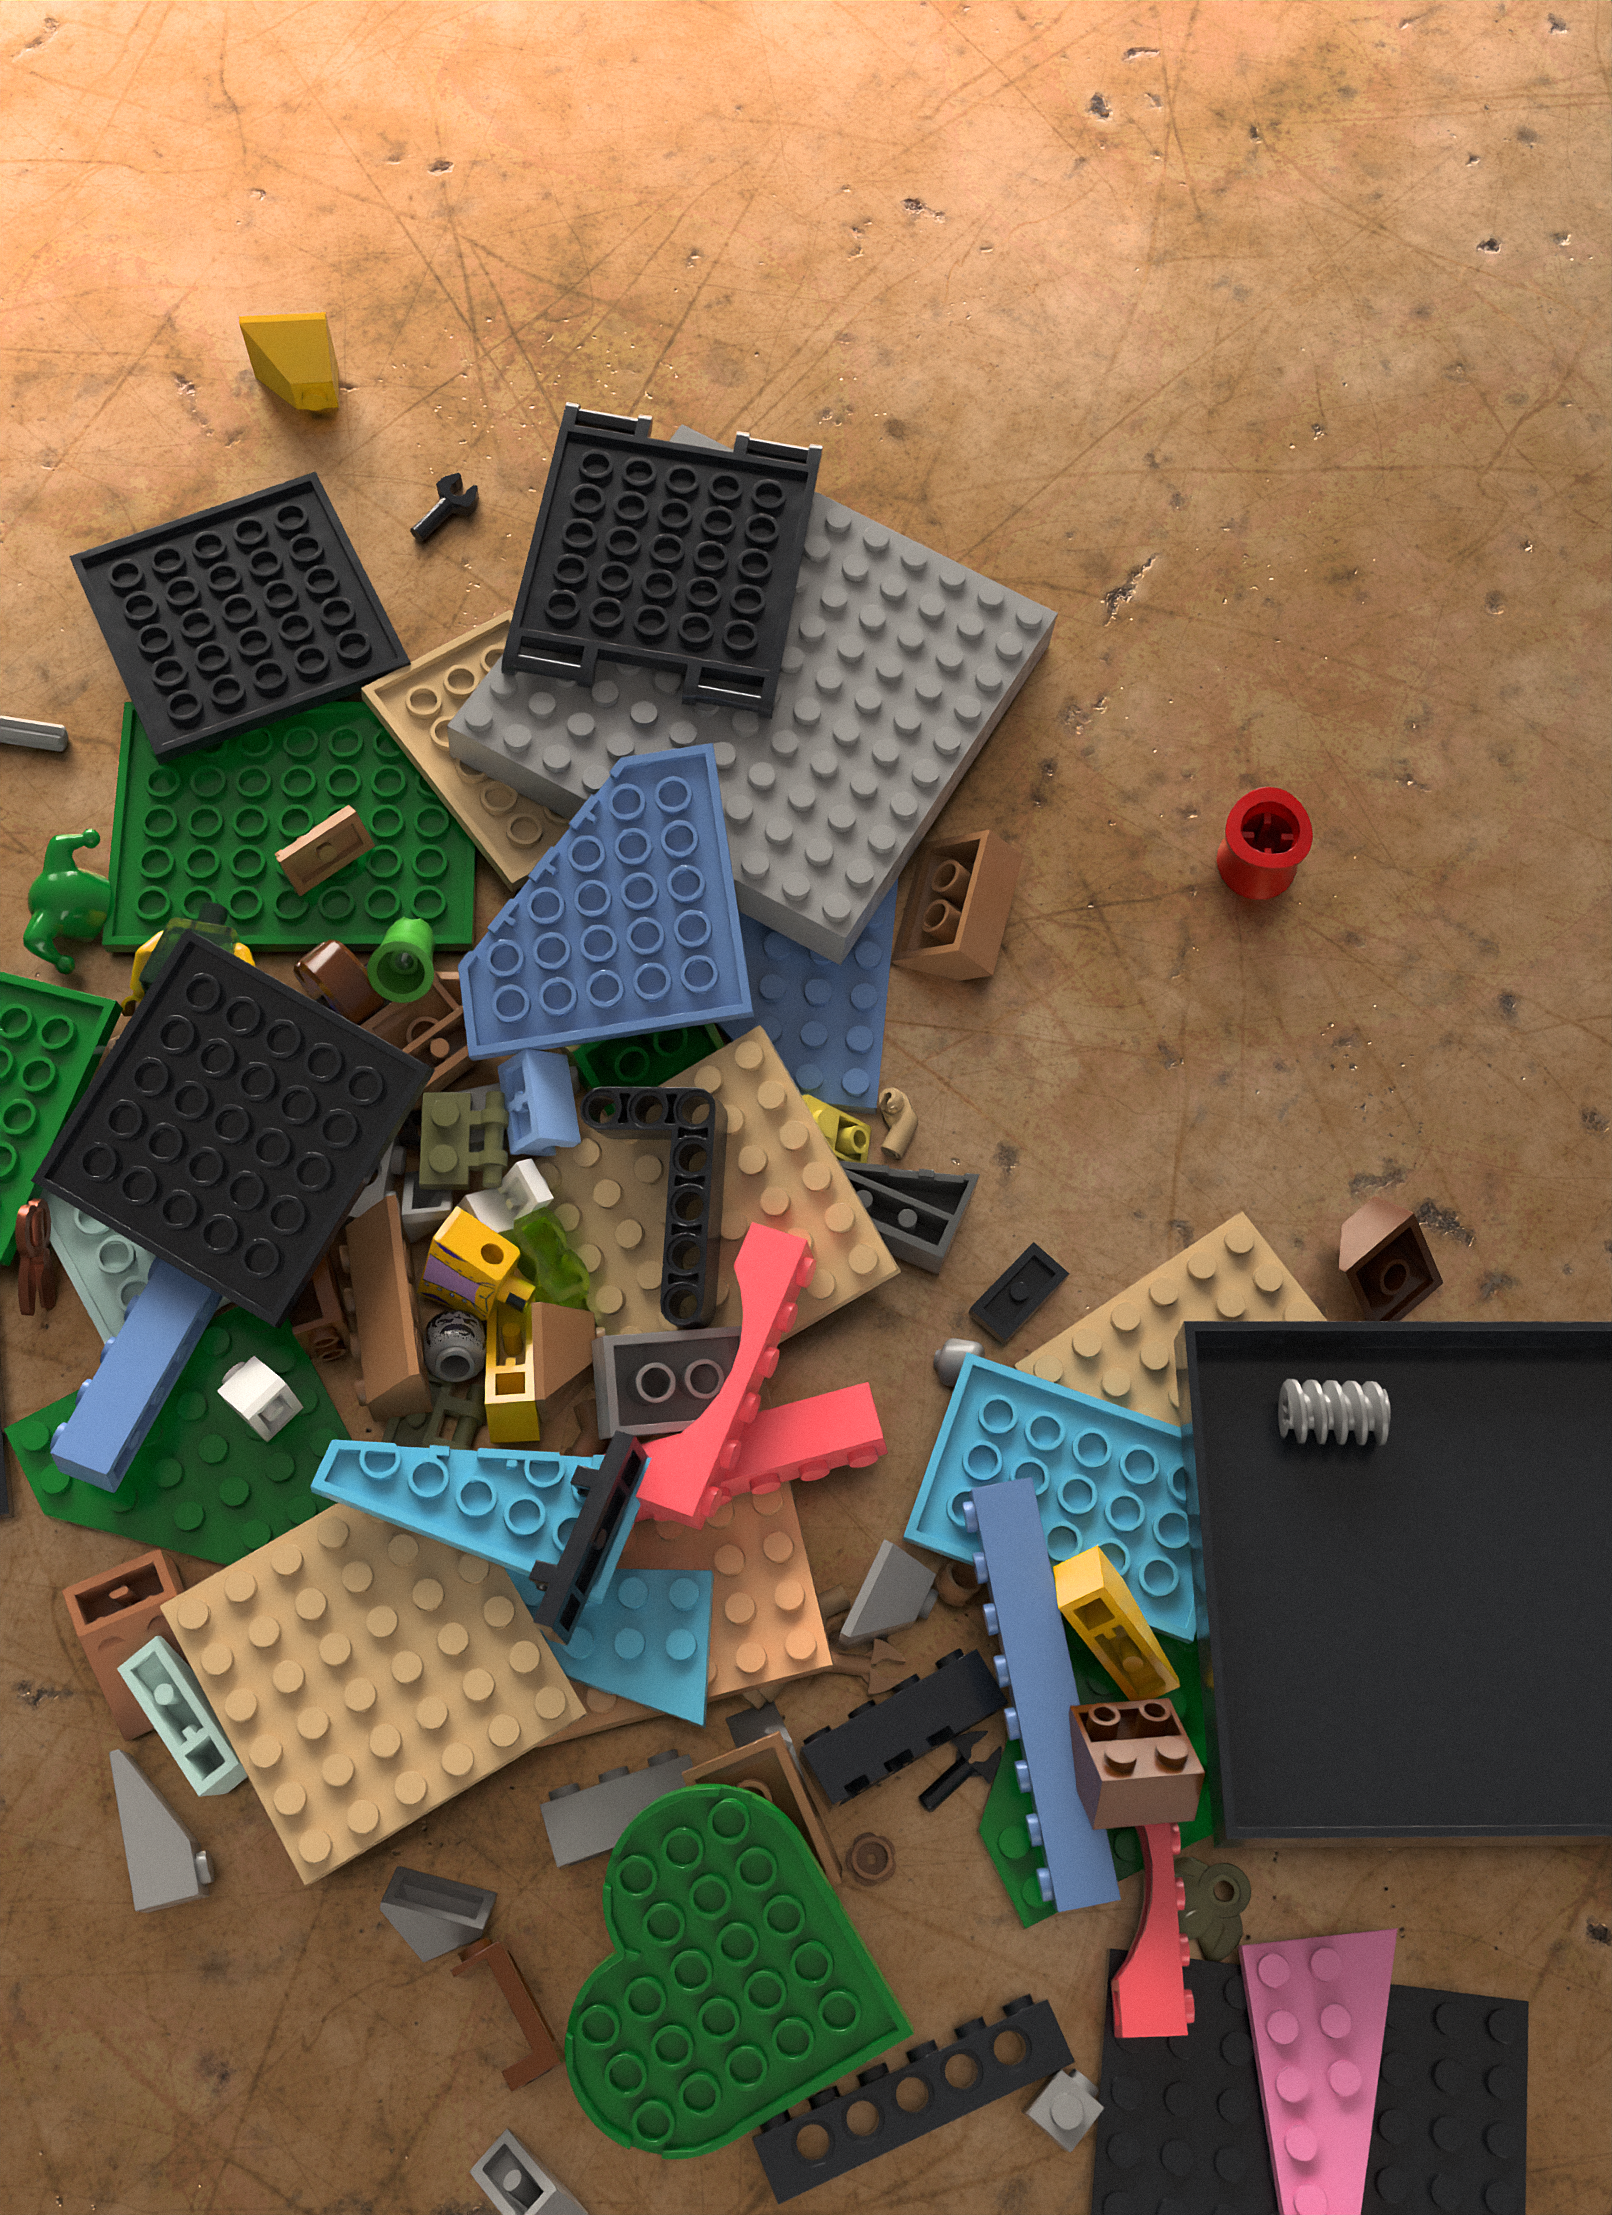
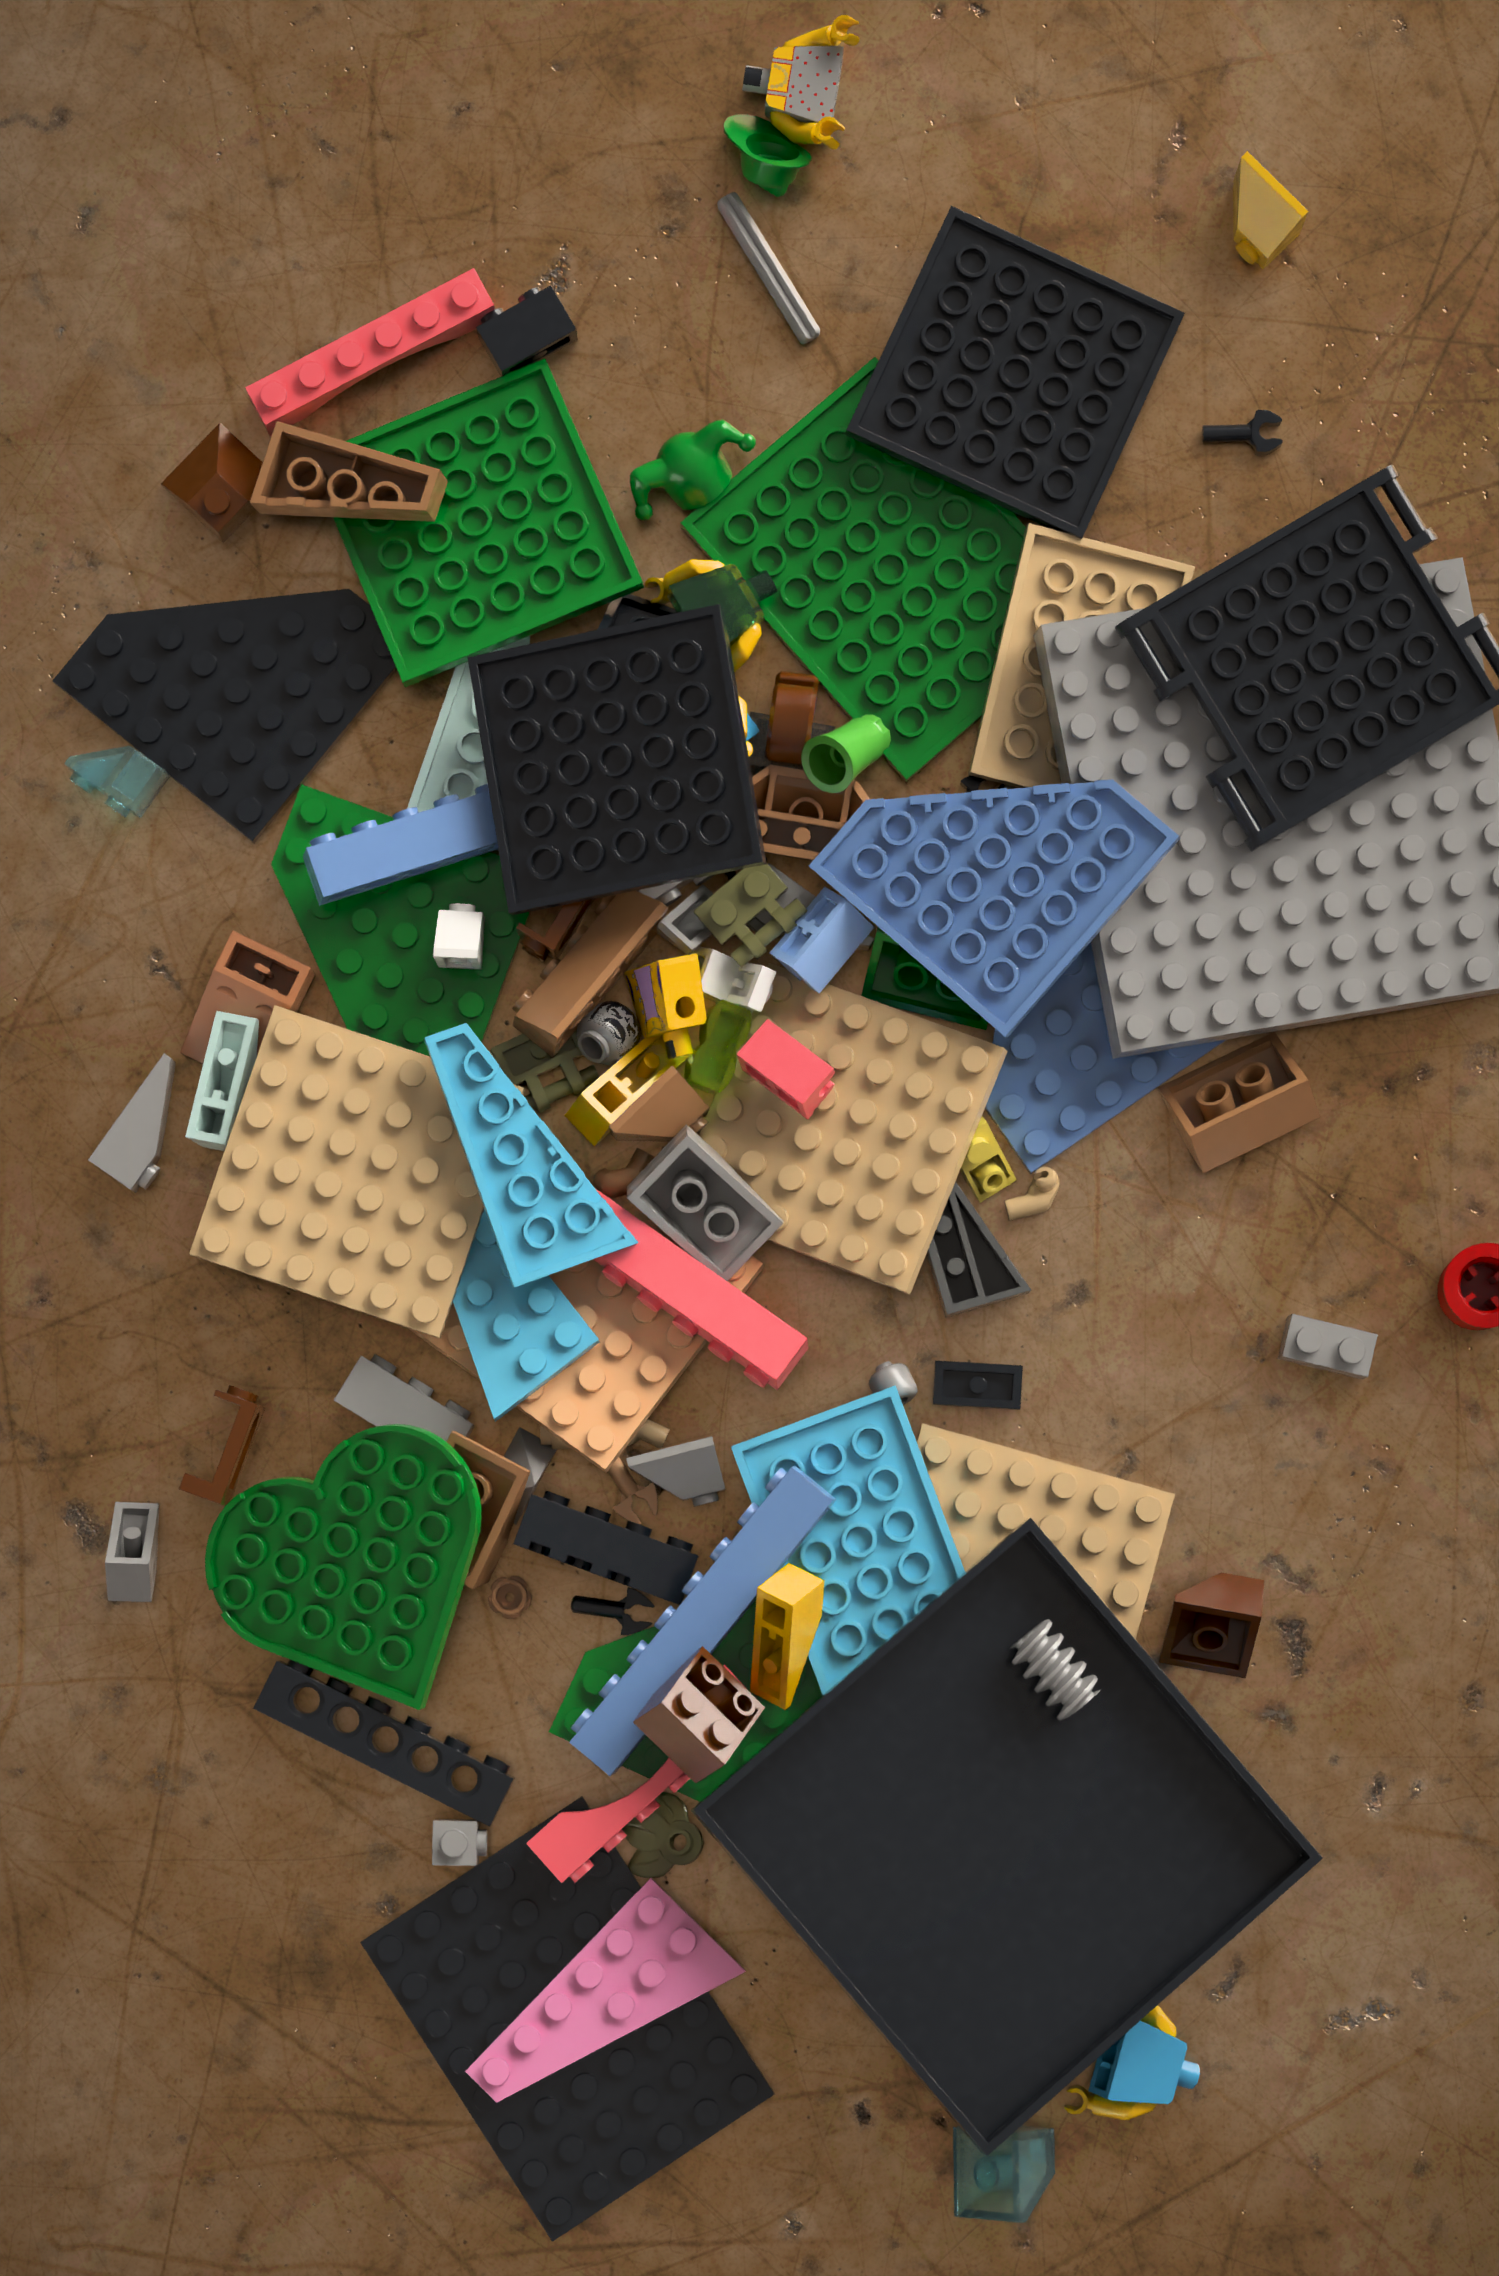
camera: 55 degrees right, 15 degrees up
(32, 1238) = (425, 697): copper piece -> none
(324, 850) = (880, 615): medium nougat plate -> none
(435, 1912) = (244, 1345): light grey slope -> none
(607, 1496) = (545, 1247): black hinge -> none
(617, 1216) = (786, 1068): none -> coral hinge
(683, 1185) = (840, 1095): black beam -> none
(688, 1469) = (644, 1270): coral arch -> none
(957, 1583) = (728, 1497): medium nougat plate -> none
(1215, 996) = (1327, 1346): none -> light grey brick

